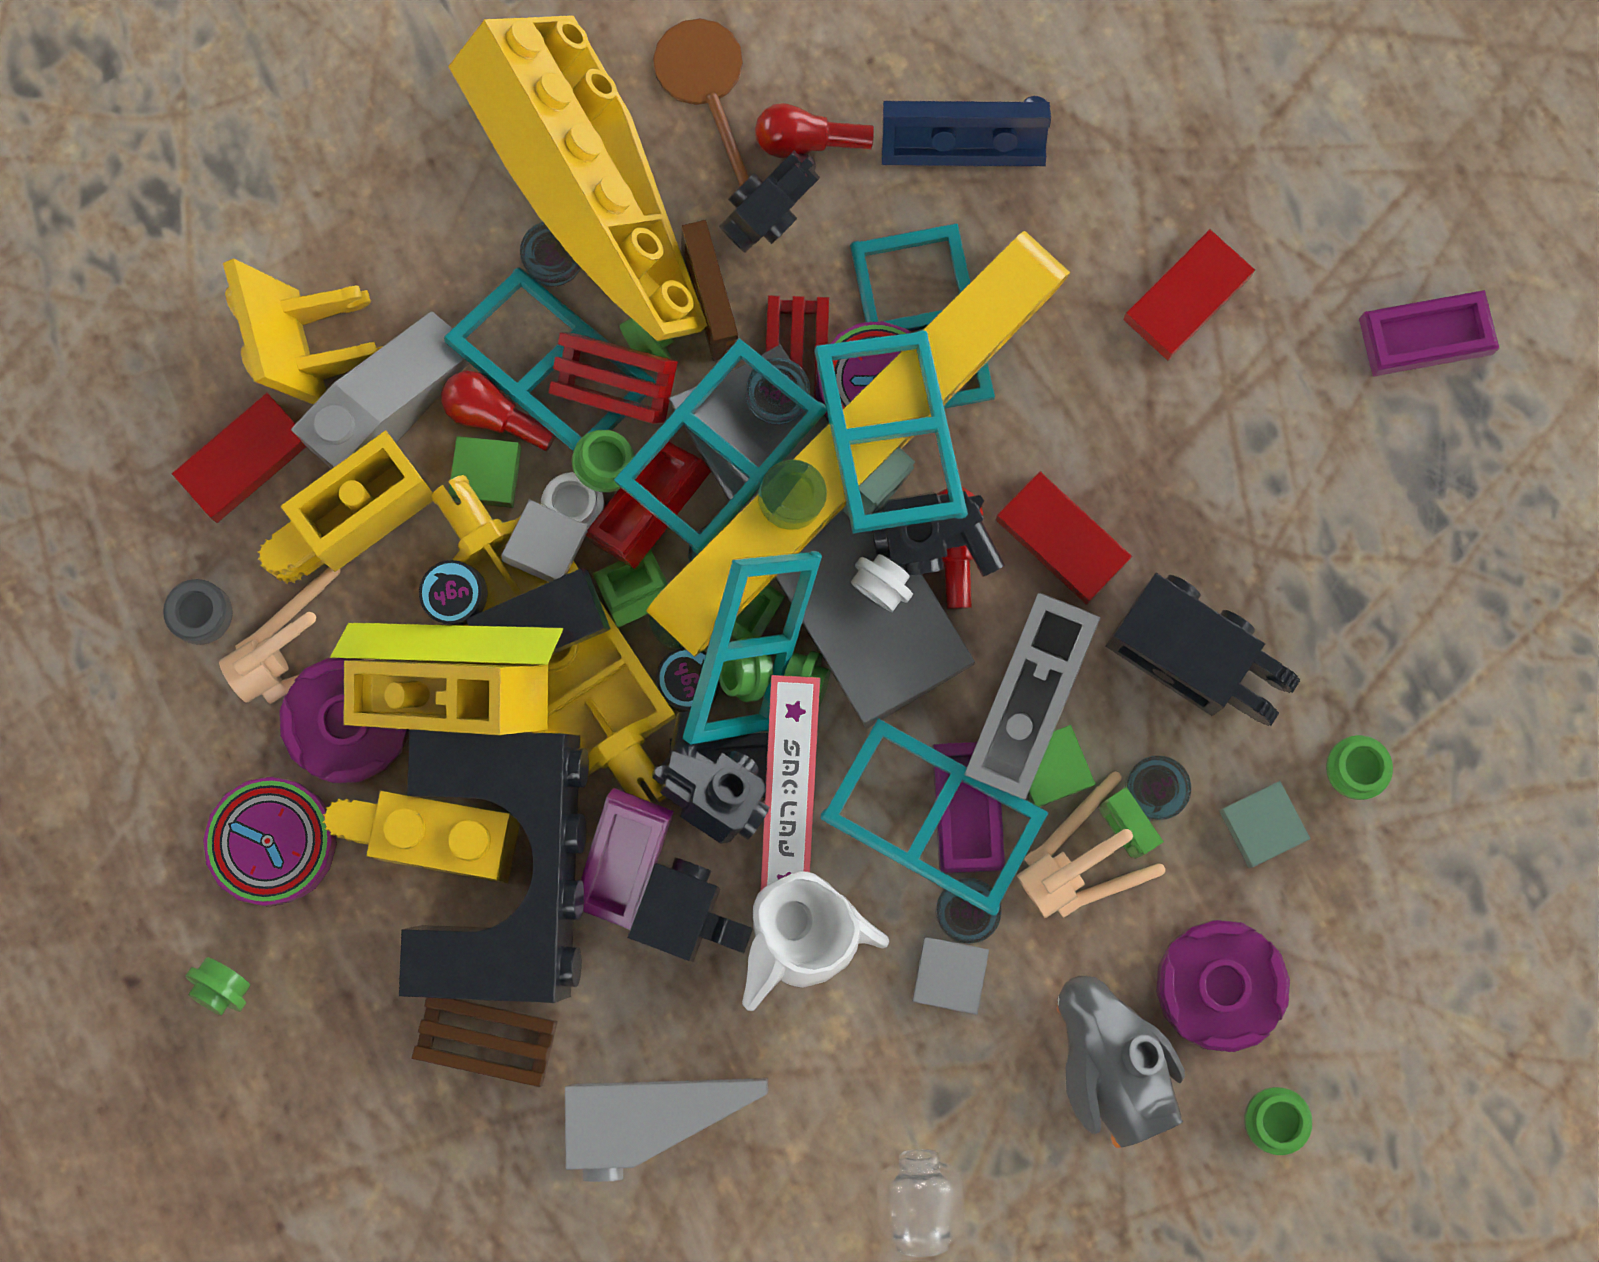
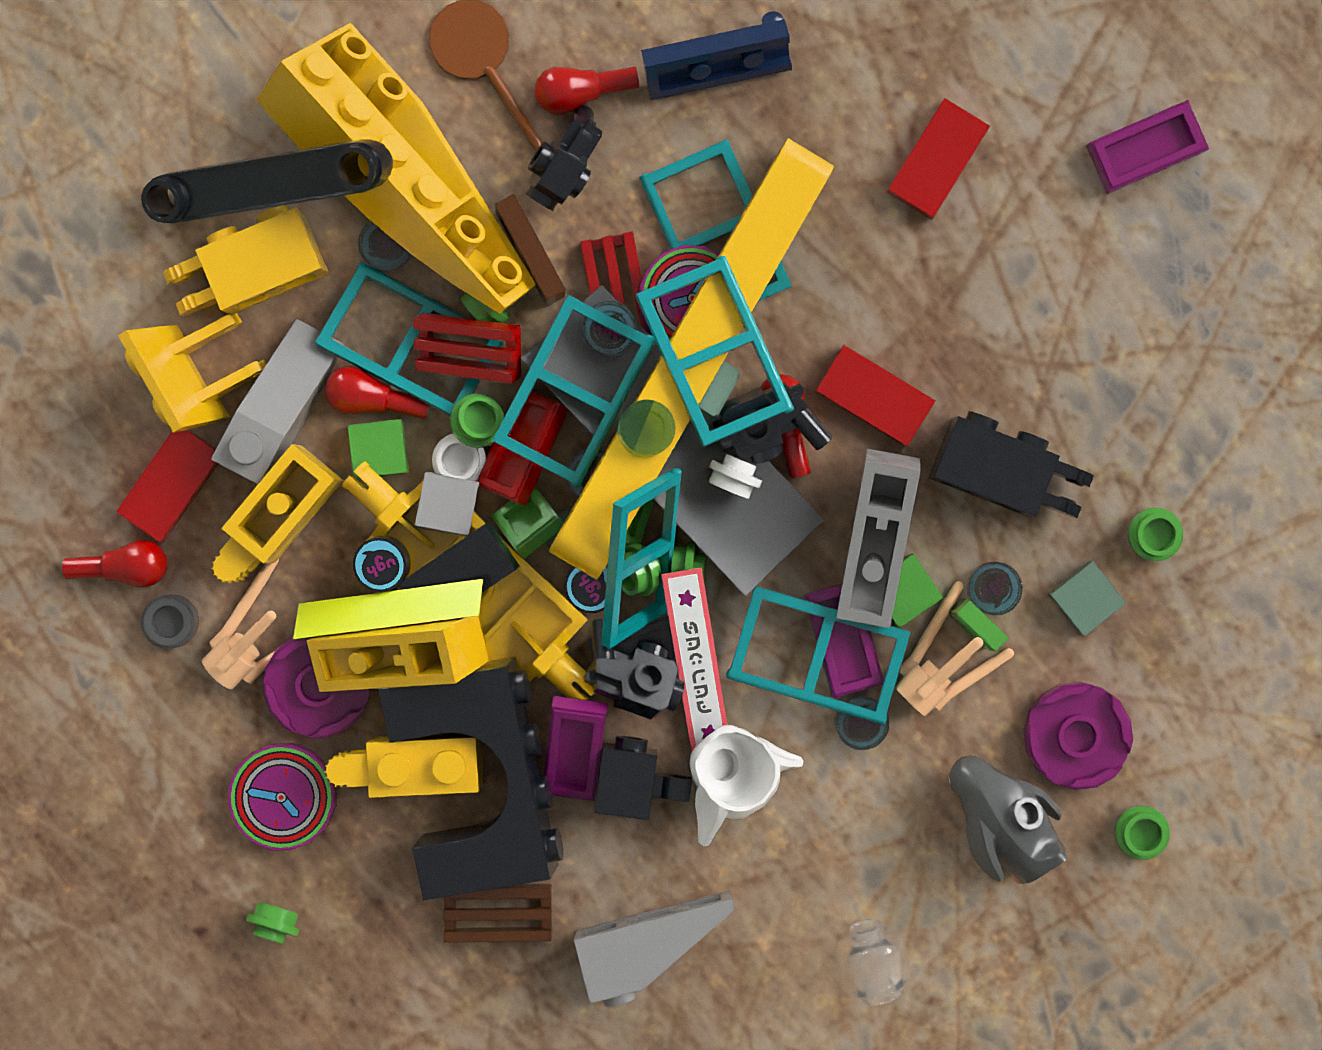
camera: 15 degrees left, 10 degrees up
(176, 536) = (134, 564): none -> red piece
(396, 238) = (251, 263): none -> yellow hinge
(436, 145) = (267, 181): none -> black piece
(950, 975) = (858, 777): light grey tile -> none

